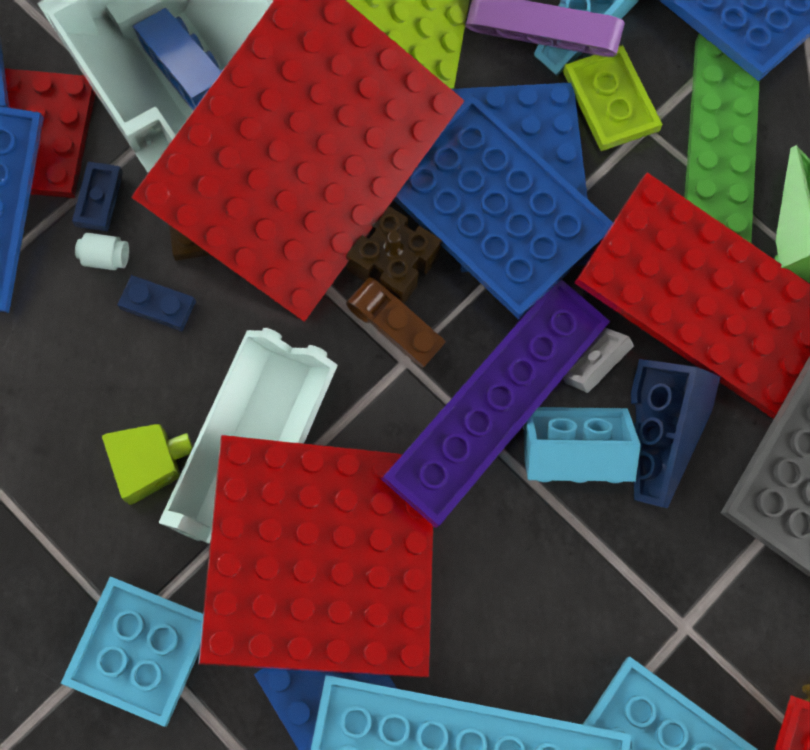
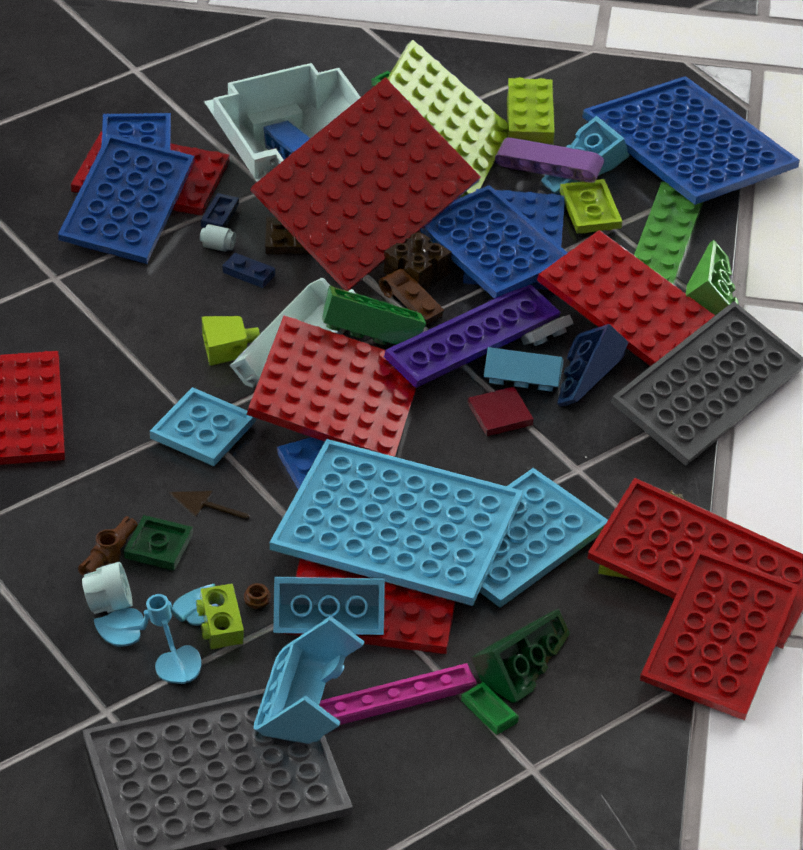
camera: 10 degrees right, 30 degrees down
(351, 396) = (370, 317): none -> green slope
(559, 532) = (500, 411): none -> dark red tile

